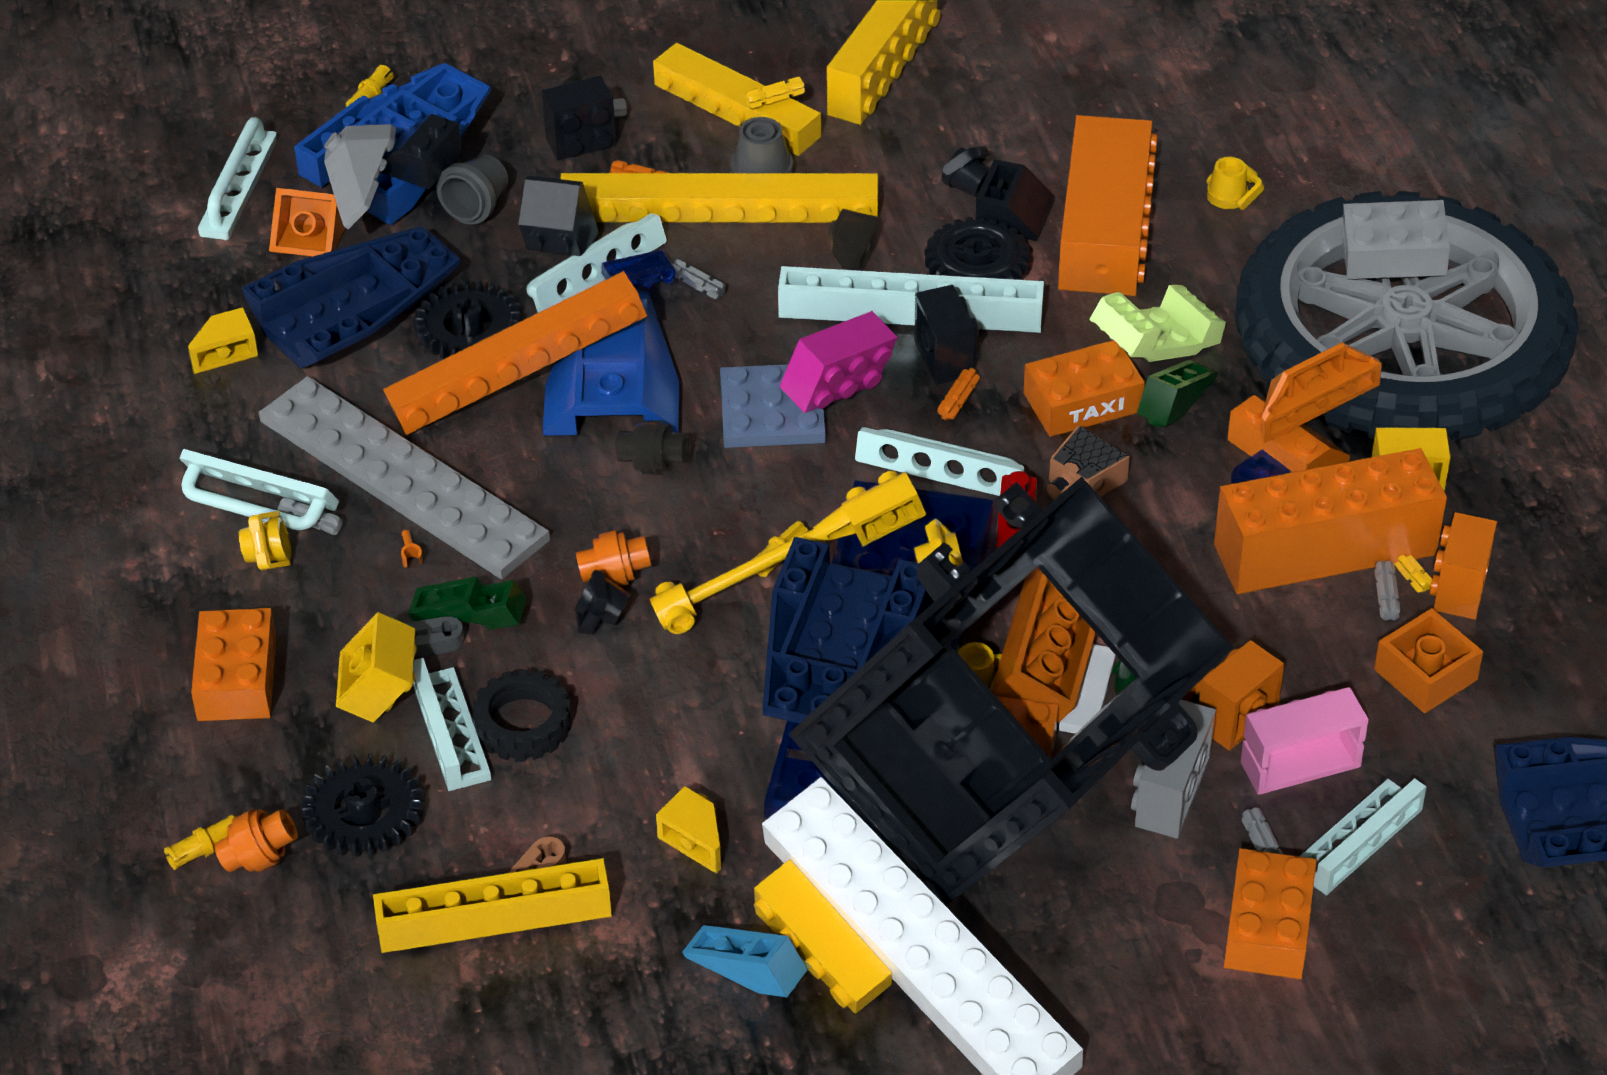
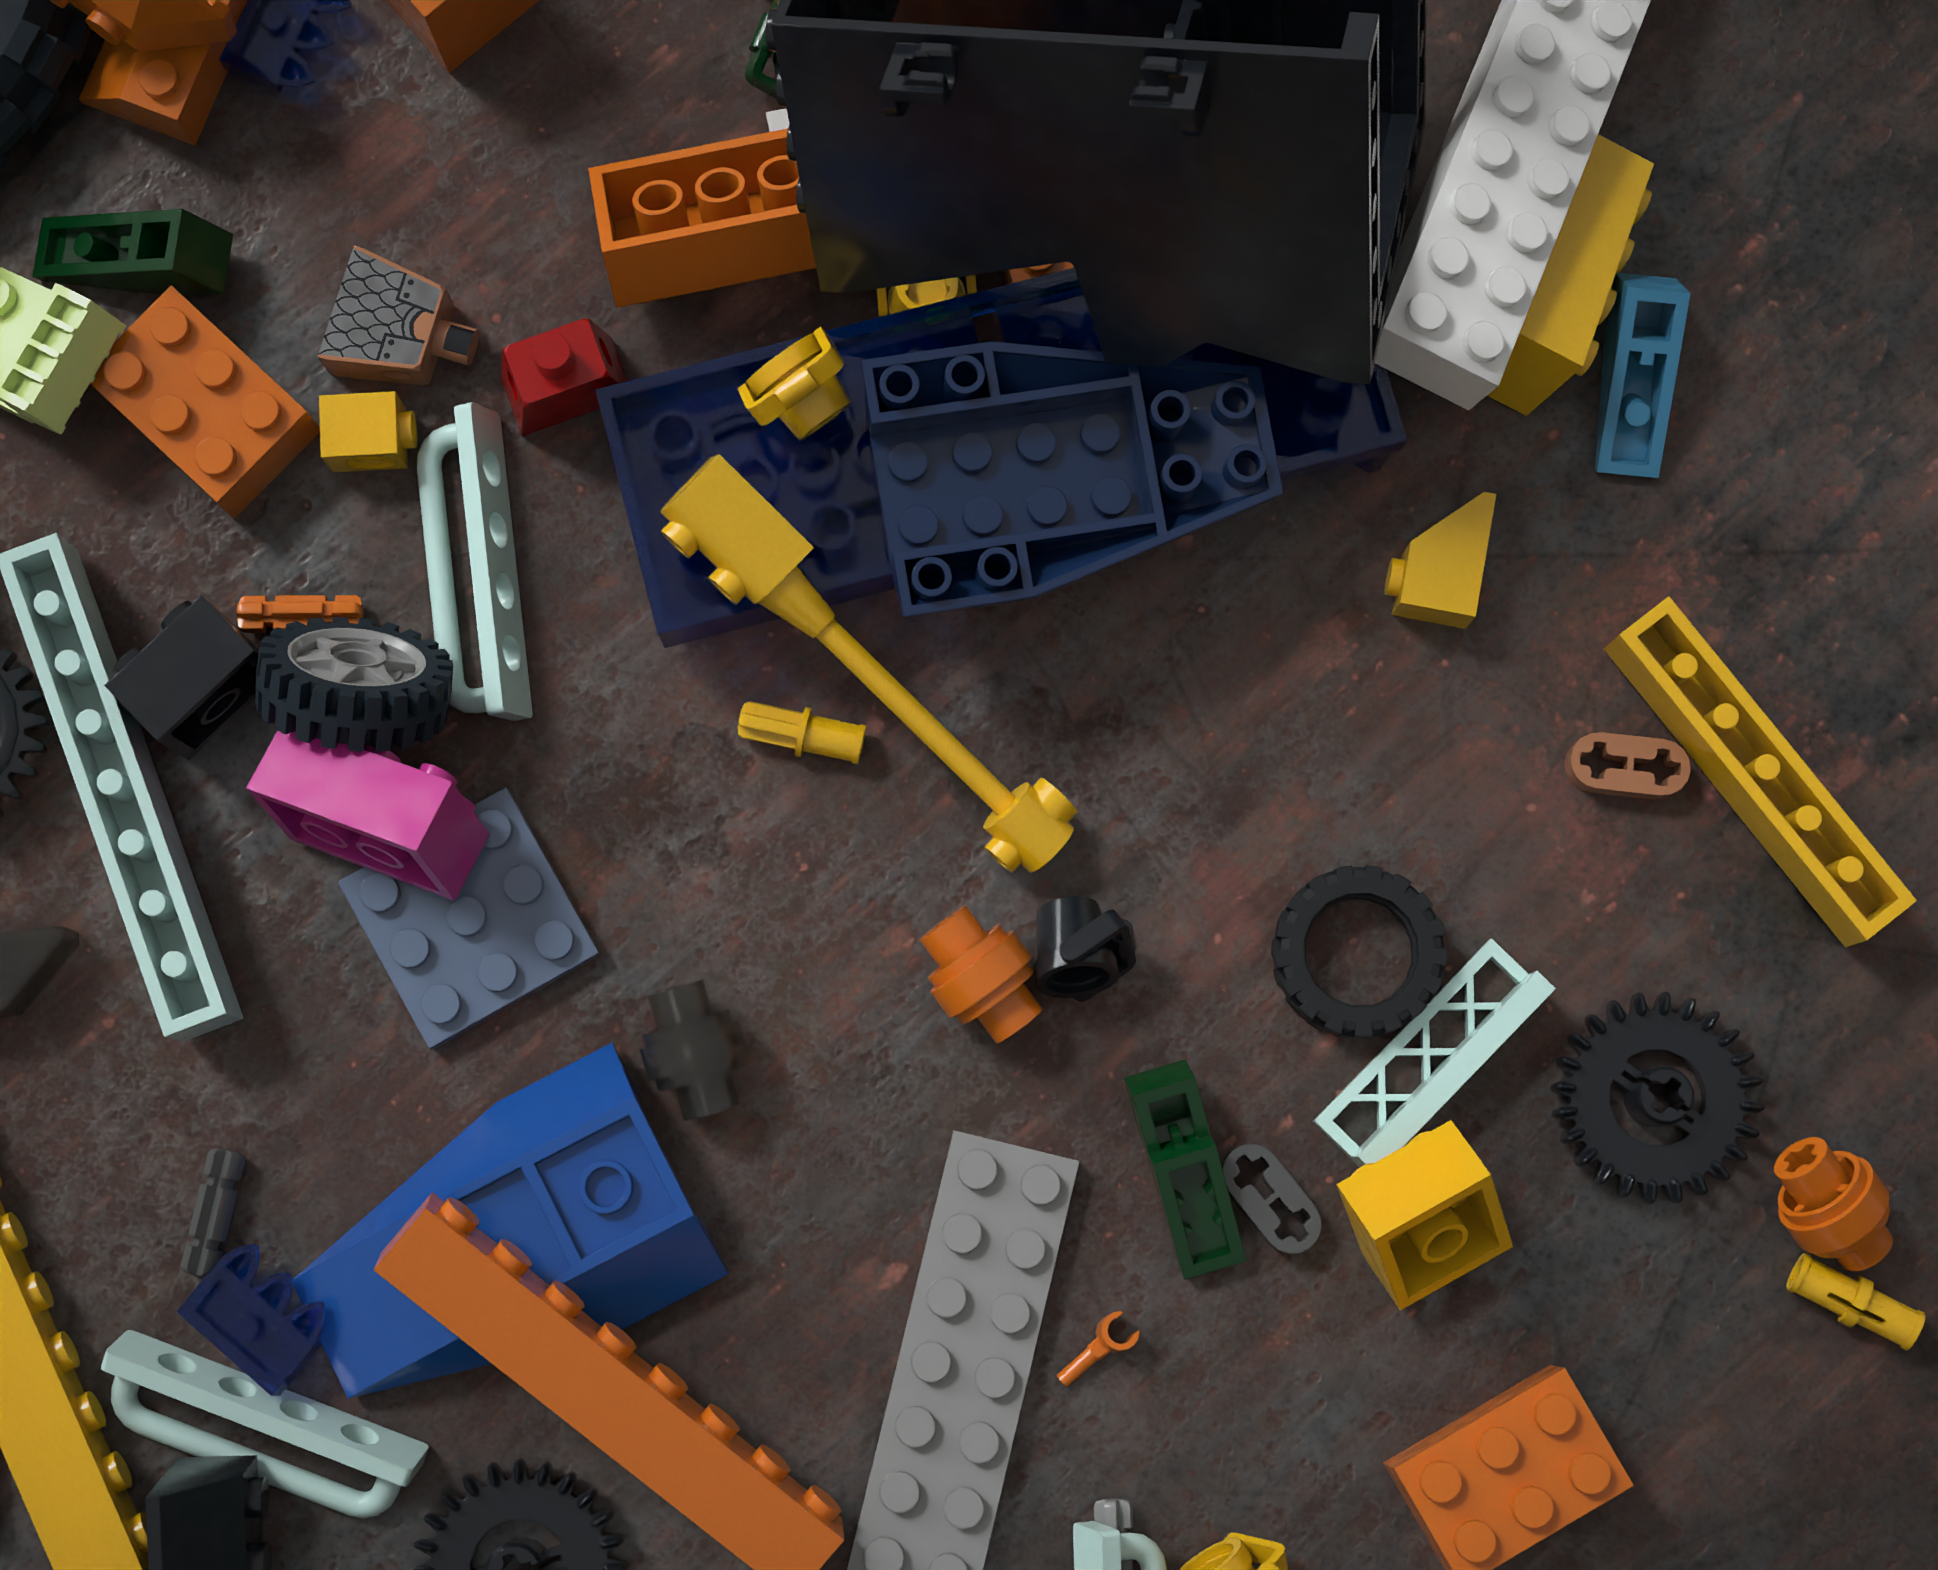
camera: 120 degrees left, 35 degrees up
(902, 375) = (353, 684): none -> black wheel
(1034, 440) = (365, 431): none -> yellow brick

